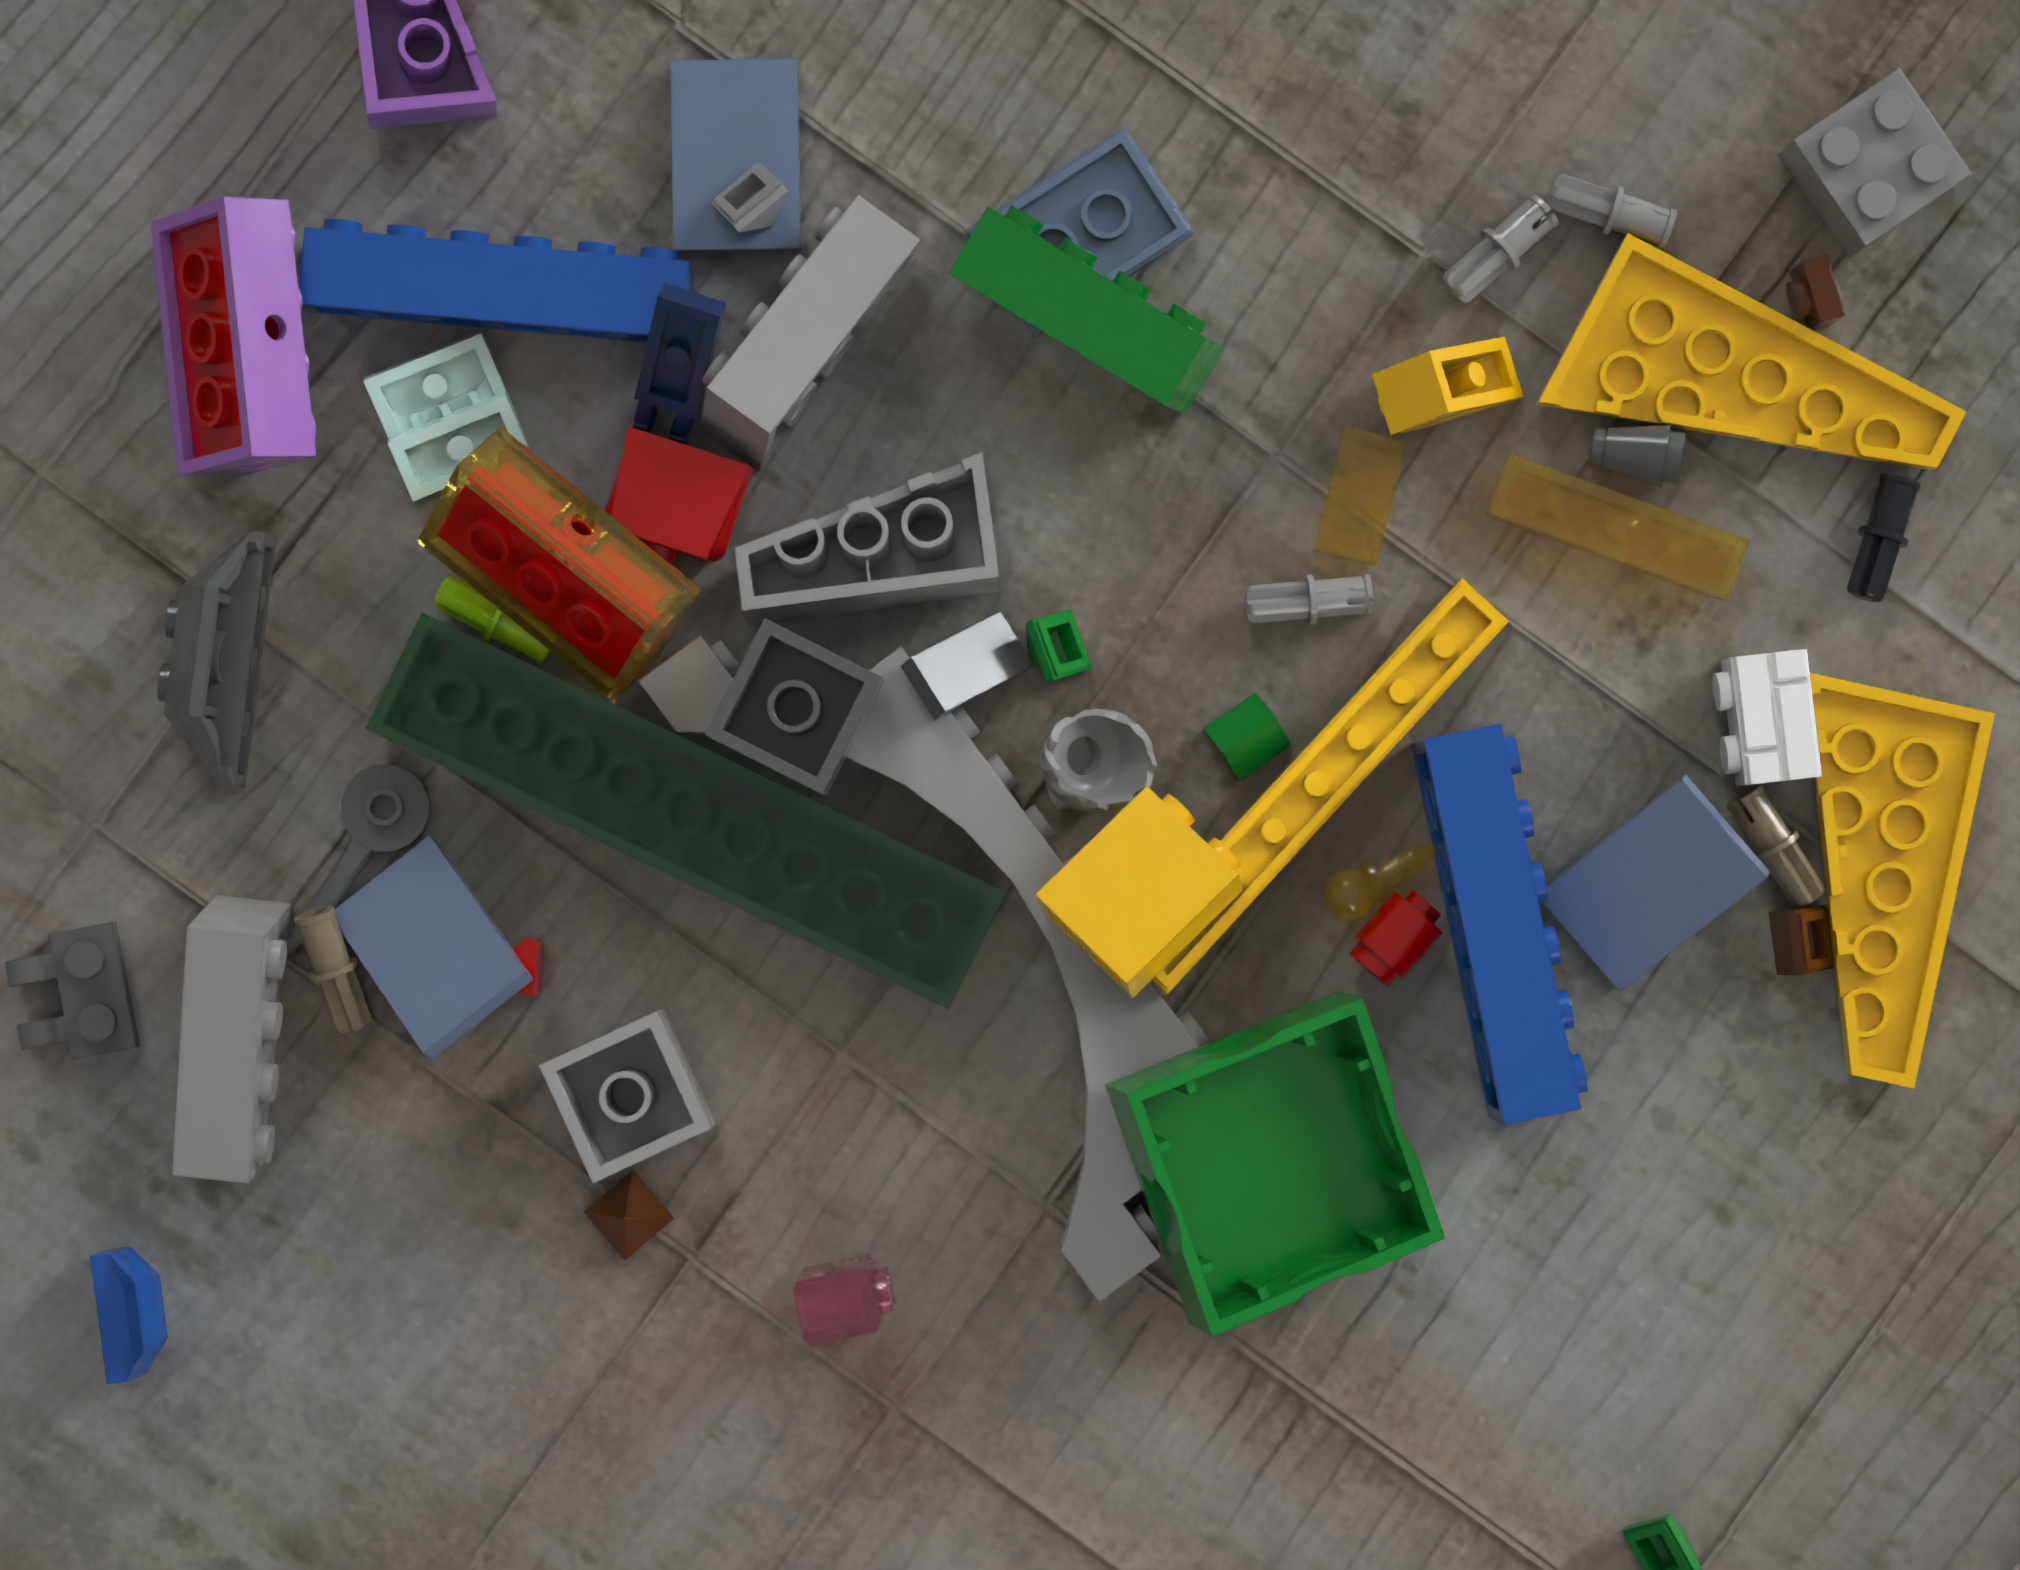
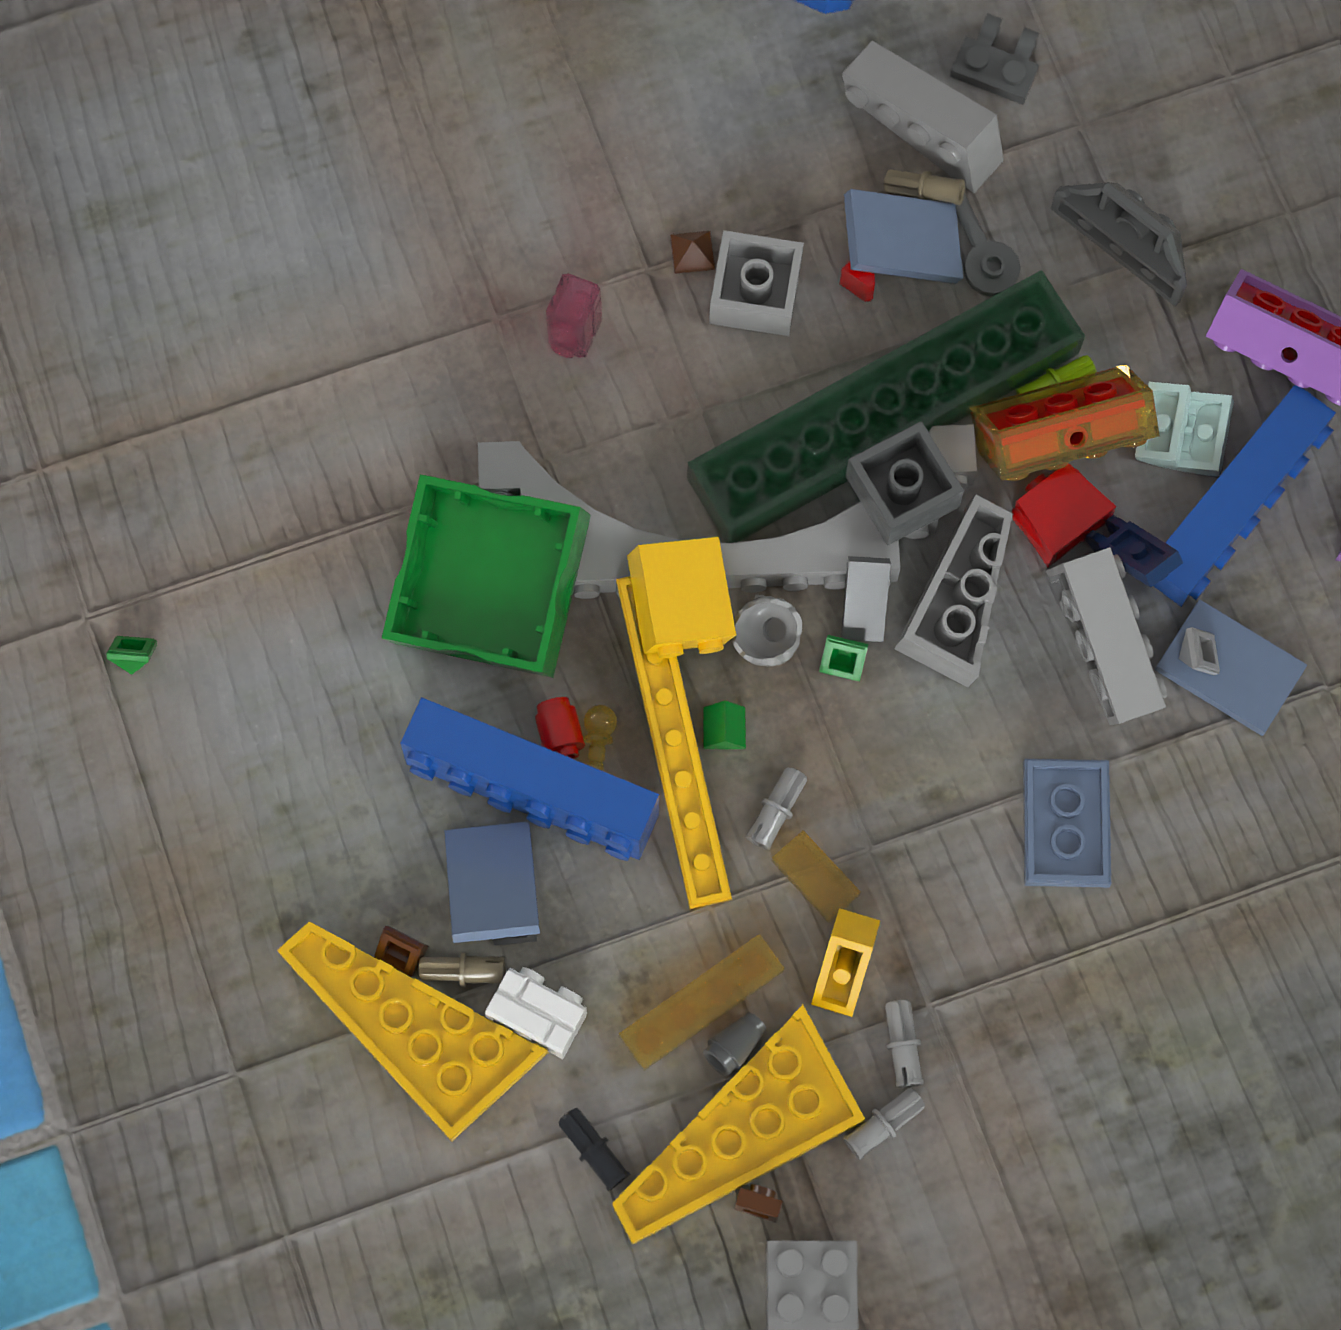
camera: 120 degrees right, 15 degrees down
(1087, 310) = (1017, 786): green wedge -> none

